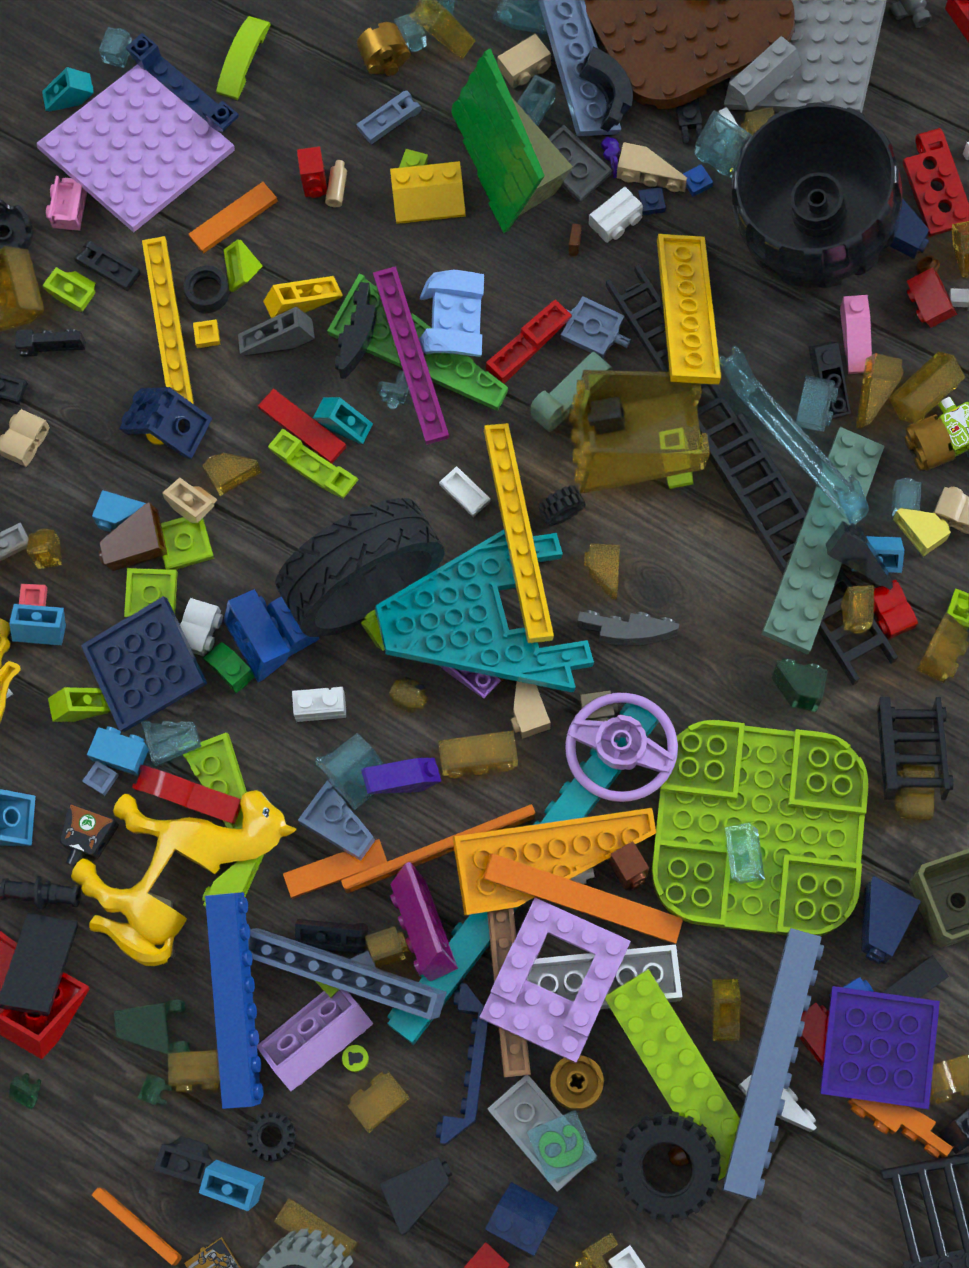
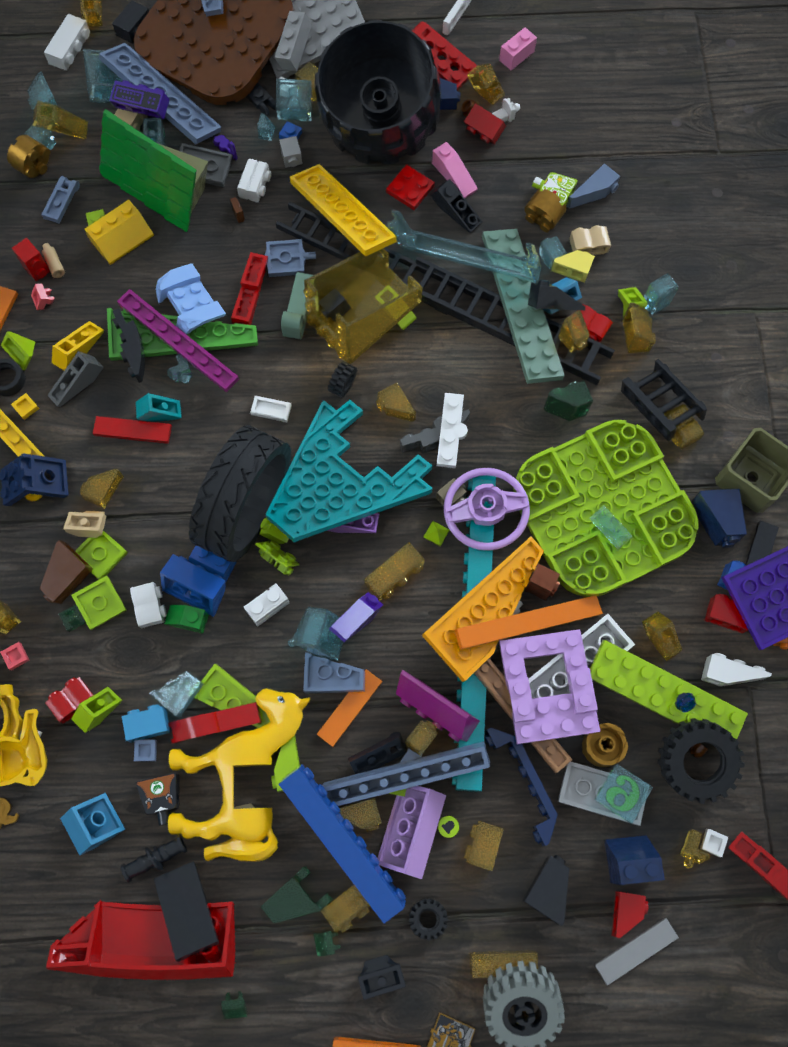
camera: 40 degrees left, 0 degrees up
(37, 624) = (30, 672): dark azure brick -> none
(53, 676) = (65, 702): none -> red brick
(113, 510) = (35, 561): dark azure slope -> none
(113, 593) = (72, 618): none -> clear green tile
(143, 664) = (126, 653): dark blue plate -> none
(231, 1185) = (425, 972): dark azure brick -> none
(275, 987) = (362, 815): none -> clear yellow slope
(297, 219) = (40, 296): none -> coral tile
(312, 466) = (156, 451): lime slope -> none
(363, 655) = (271, 552): none -> lime hinge
(408, 695) = (322, 562): clear yellow head -> none
(433, 850) = (409, 652): orange tile -> none
(518, 534) = (327, 413): yellow plate -> none
(529, 711) = (408, 523): tan slope -> none
(544, 50) = (139, 99): none -> dark purple brick
(553, 740) = (436, 533): none -> lime slope
(612, 81) = (198, 98): black arch -> none
(641, 635) = (451, 430): none -> white hinge
(644, 166) = (255, 140): tan slope -> none
(652, 201) = (271, 159): dark blue plate -> none
(673, 155) = (265, 128): none -> clear light blue slope
(680, 204) = (290, 151): none -> light grey brick
(692, 1092) = (685, 702): none -> clear blue plate
(771, 1065) = (720, 652): sand blue brick -> none
(793, 324) = (410, 187): none -> red plate
(815, 403) = (459, 223): clear light blue brick -> none
(879, 380) = (488, 192): clear yellow slope -> none
(927, 387) = (519, 178): clear yellow brick -> none

